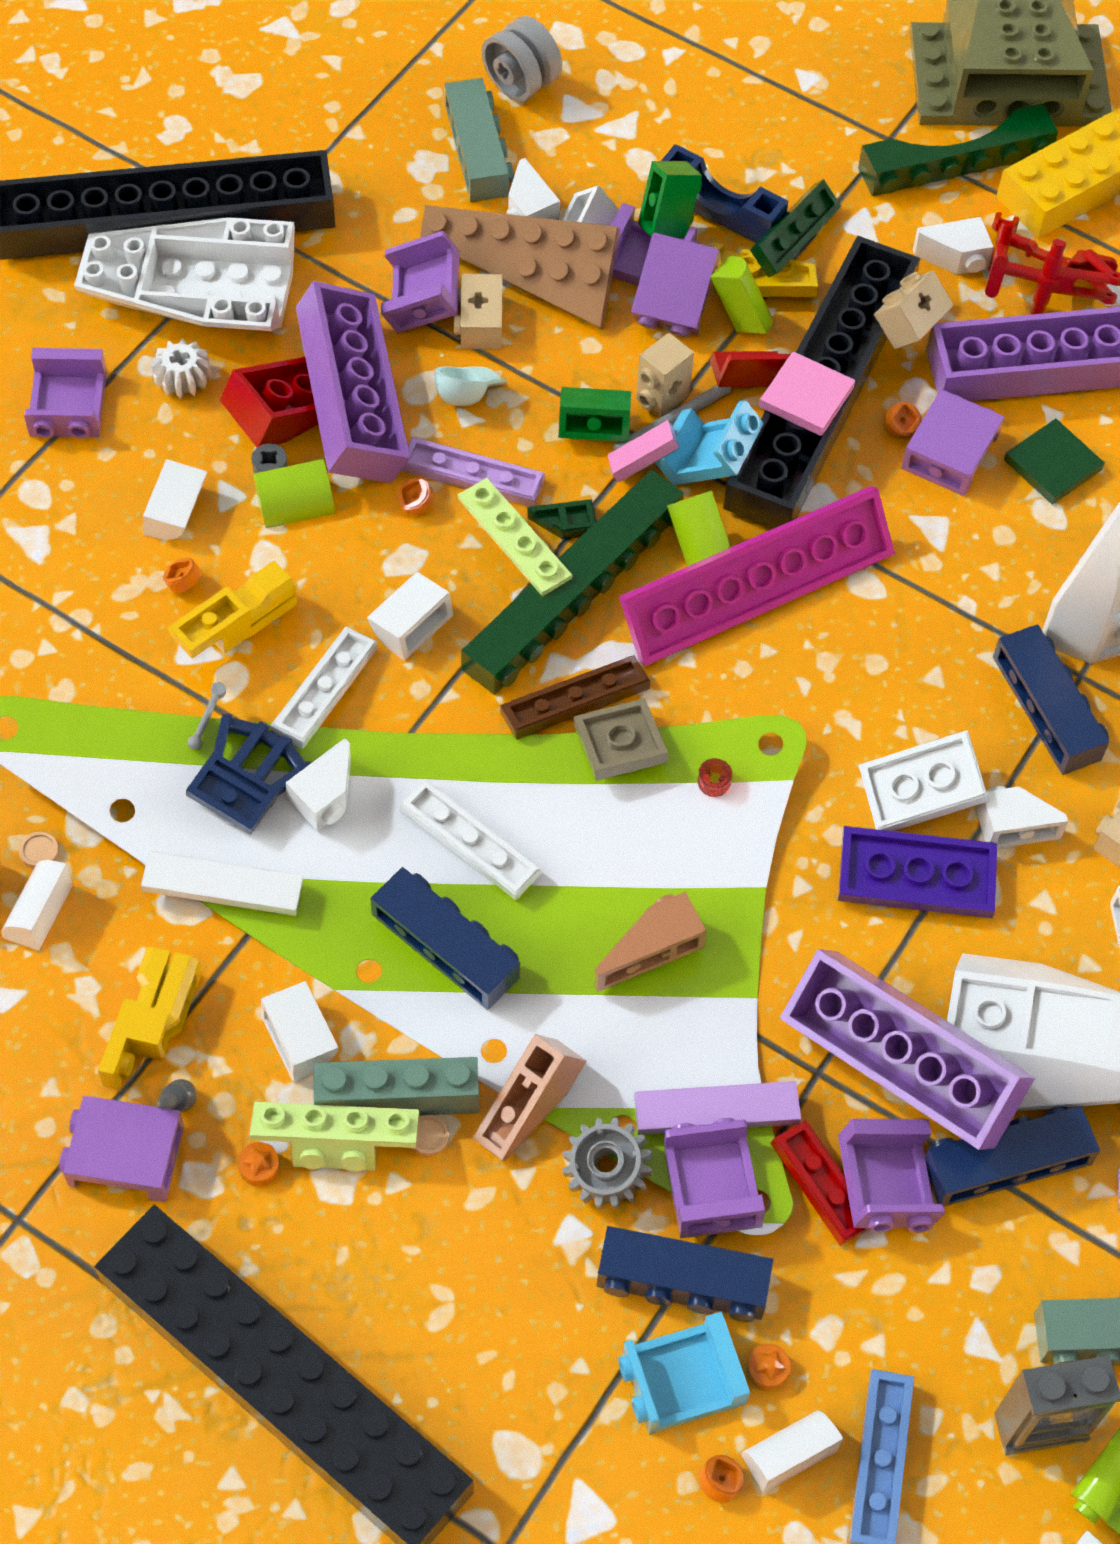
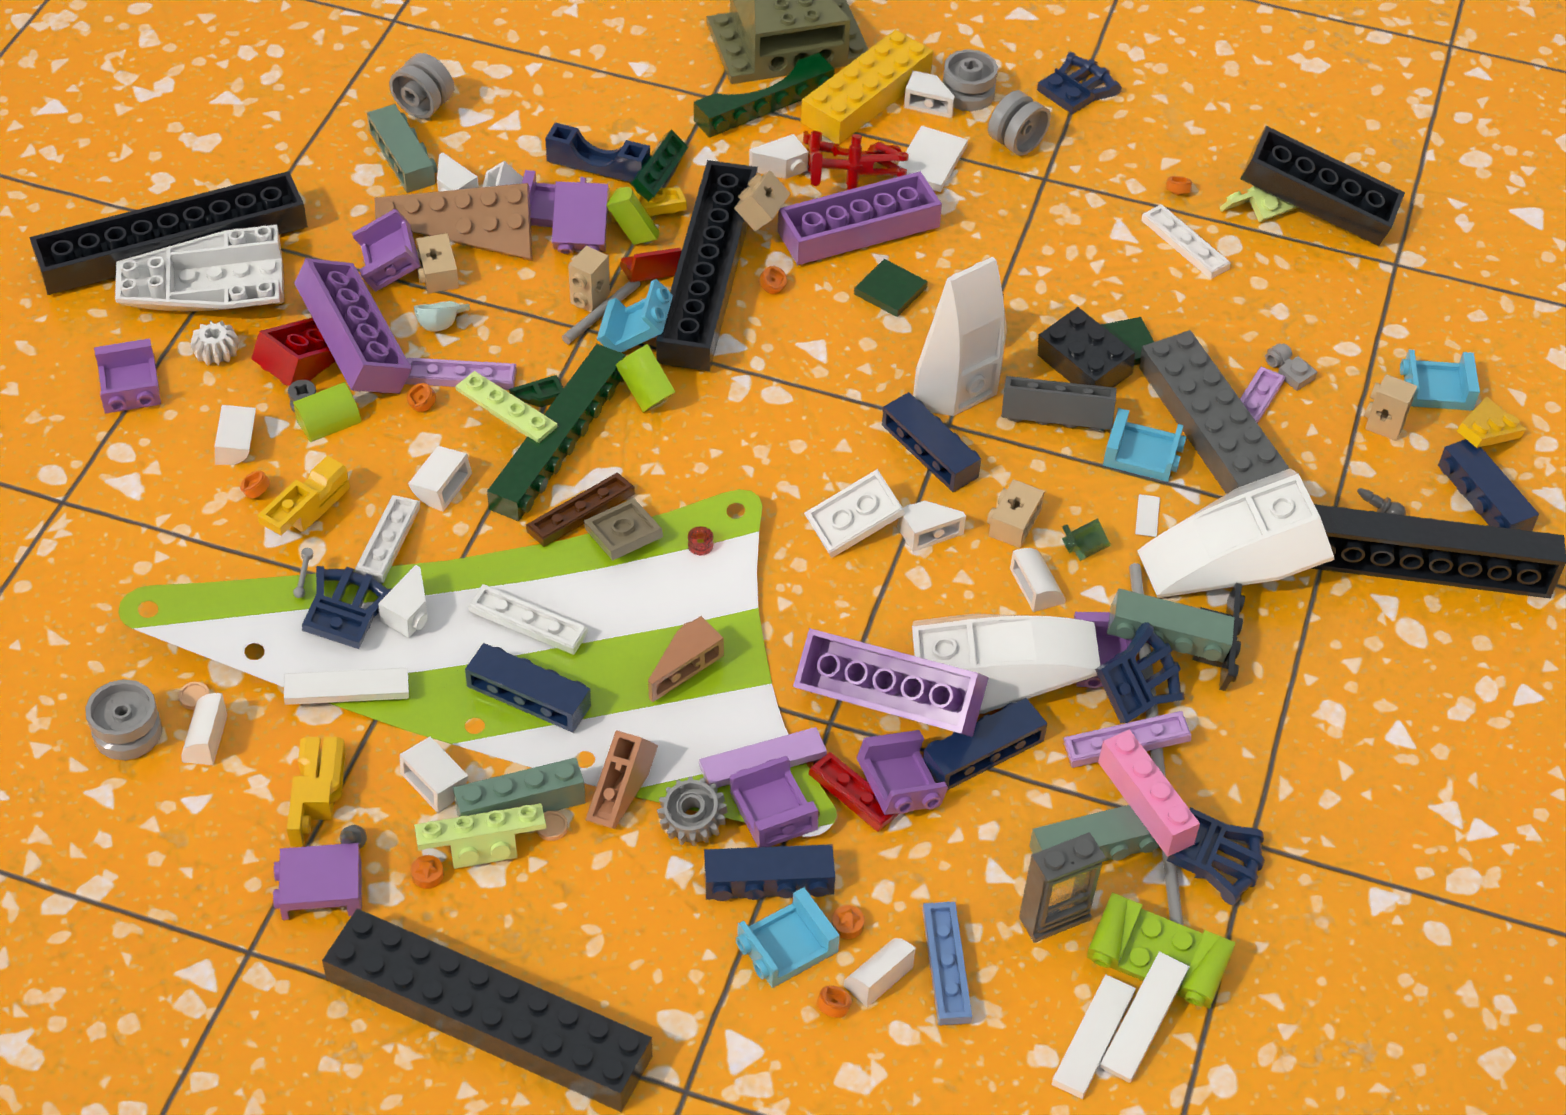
camera: 15 degrees left, 10 degrees down
(594, 414) = (543, 316): green brick -> none
(643, 451) = (587, 333): bright pink tile -> none
(670, 198) = (560, 158): green brick -> none
(757, 575) = (694, 400): dark pink plate -> none
(807, 393) = (699, 269): bright pink tile -> none
(918, 872) = (866, 574): dark purple plate -> none
(951, 442) = (813, 287): medium lavender panel -> none

